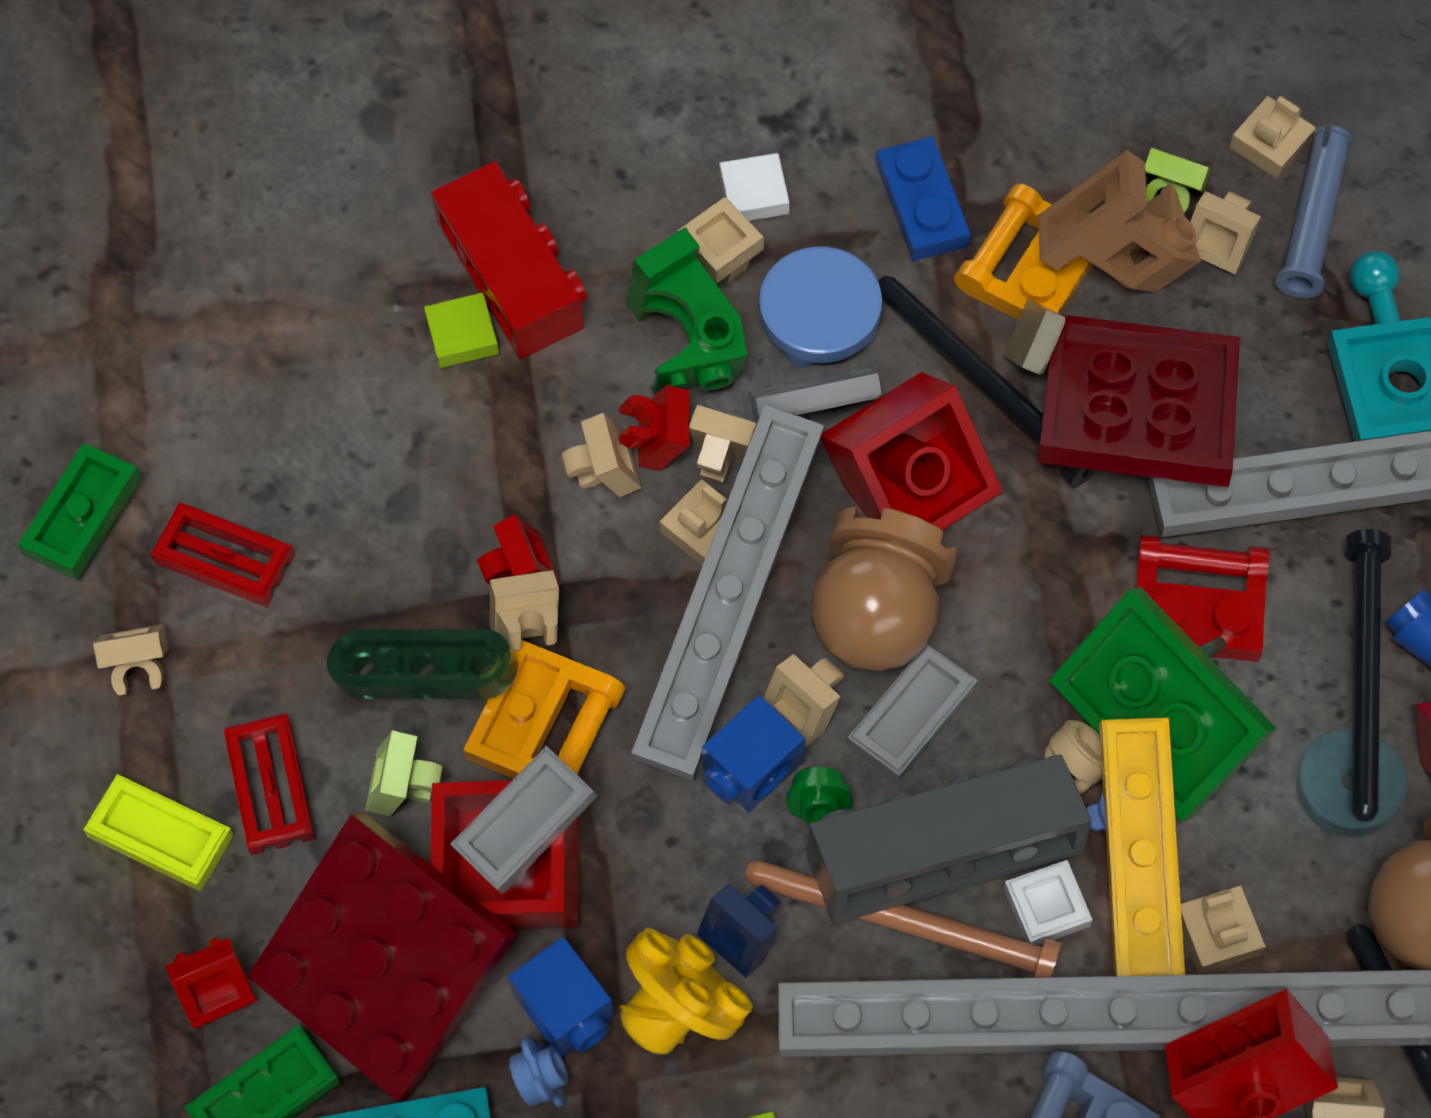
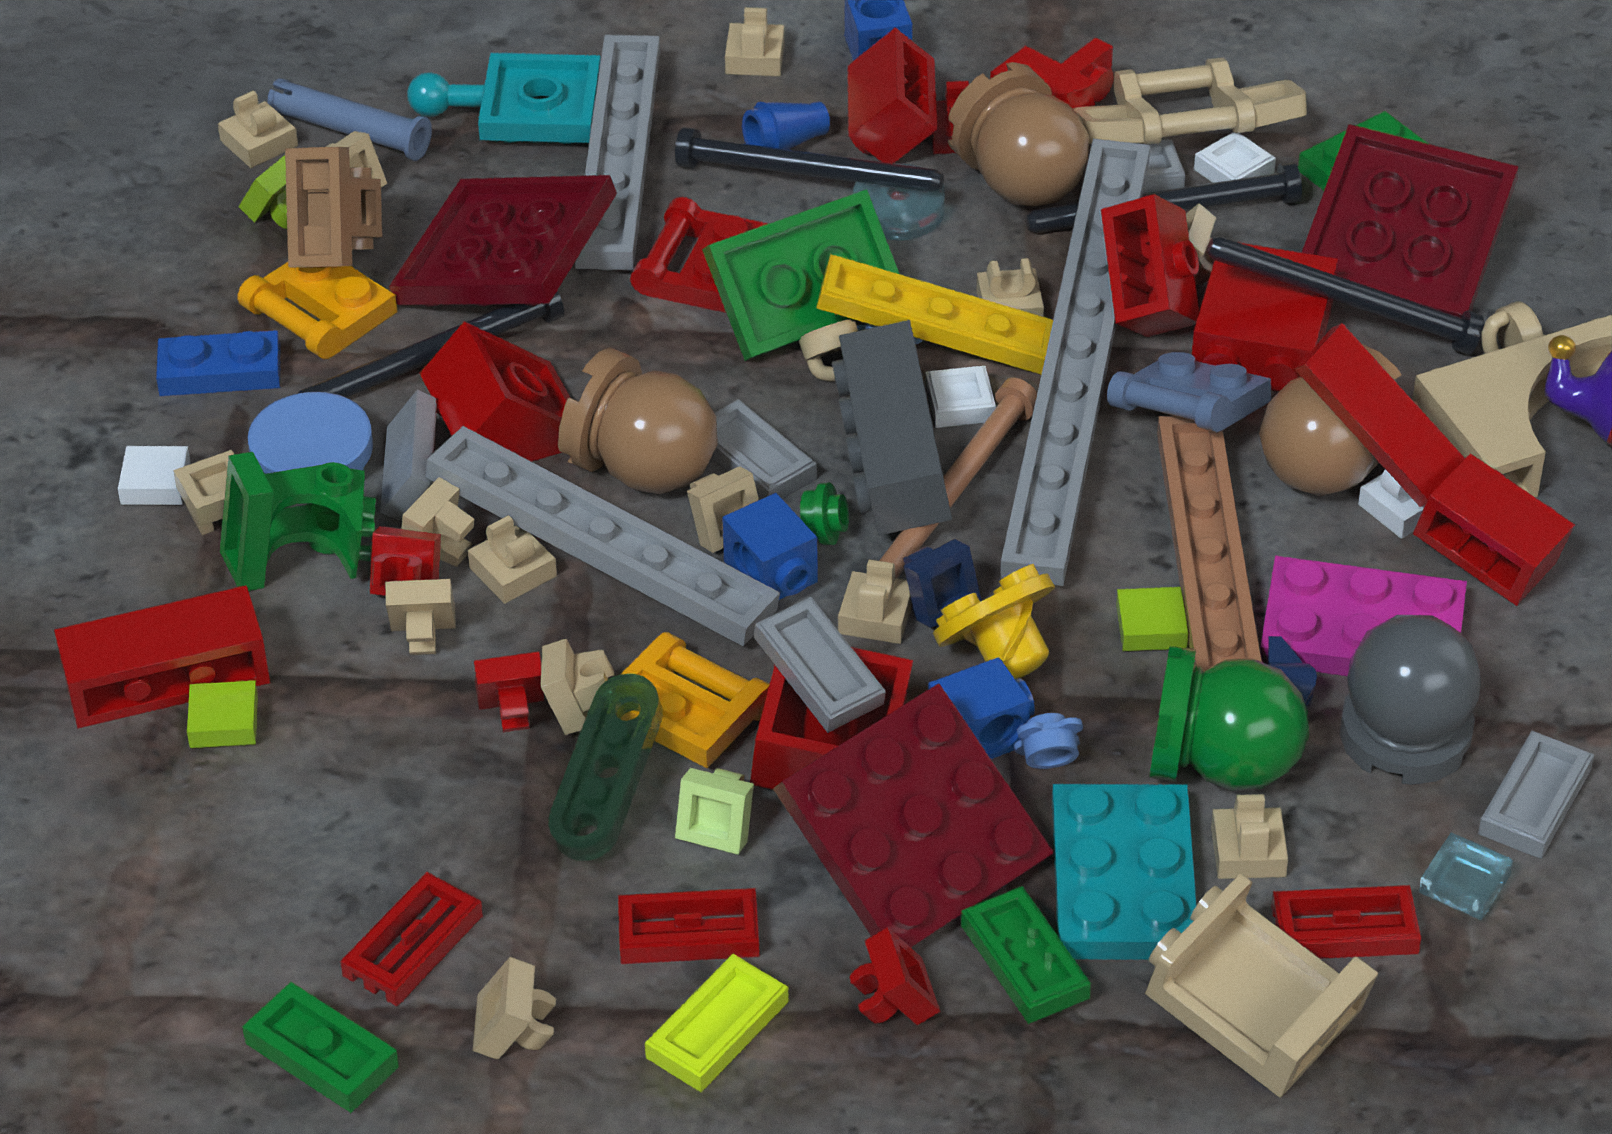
camera: 80 degrees left, 20 degrees down
(707, 868) = (875, 604): none -> tan tile
(1034, 337) = (412, 295): dark tan tile -> none

